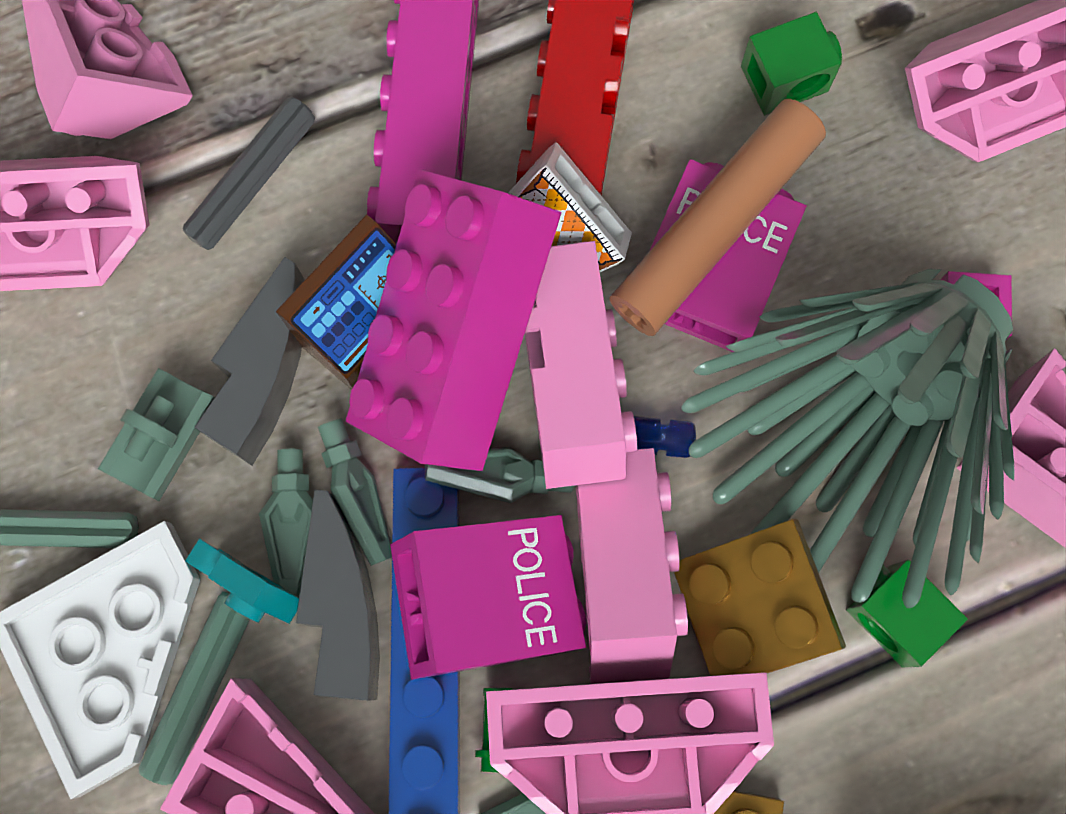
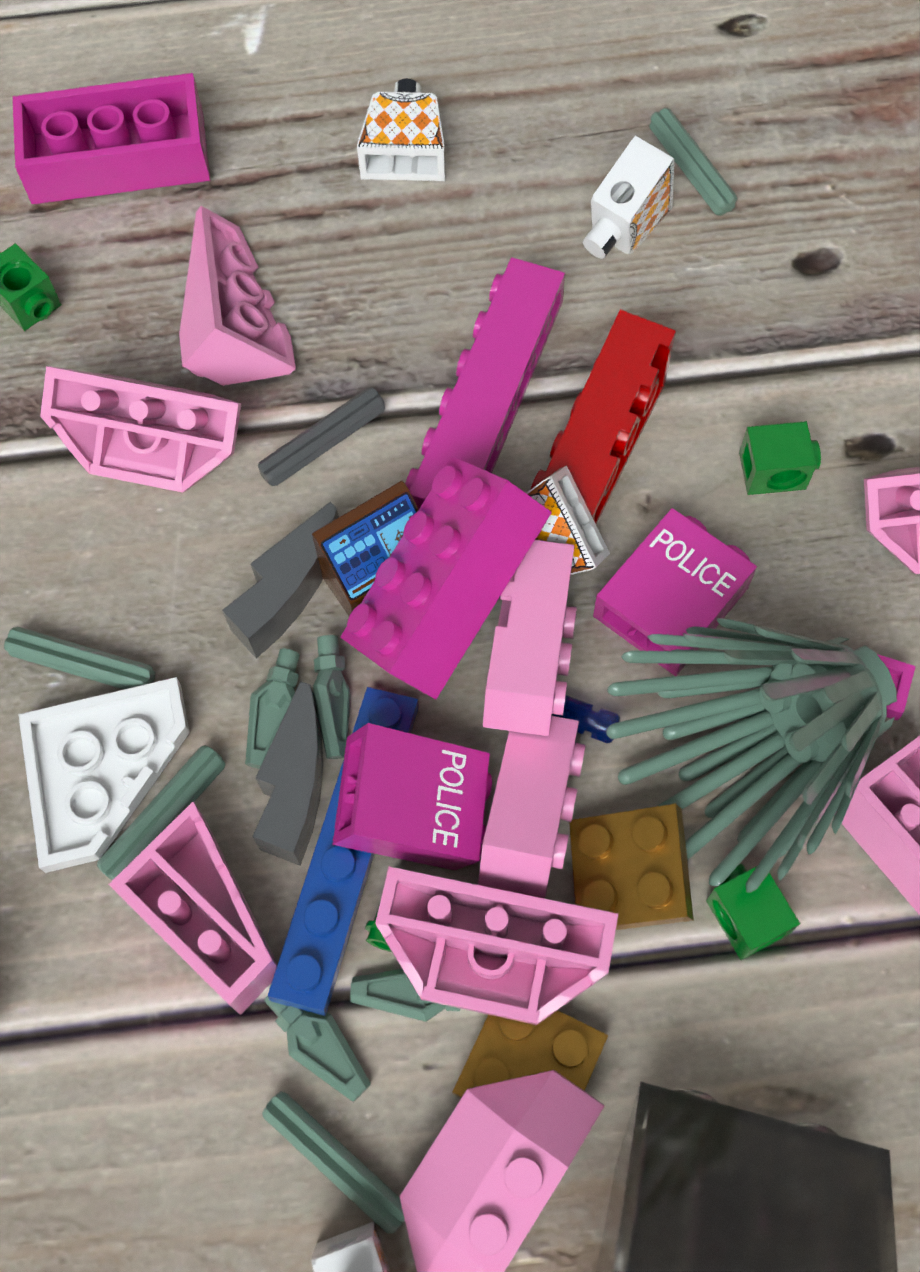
camera: 15 degrees right, 10 degrees down
(156, 435) = (190, 611): sand green hips -> none
(249, 590) = (227, 745): teal plate -> none
(504, 476) = (448, 712): sand green piece -> none
(718, 217) = (679, 554): nougat piece -> none

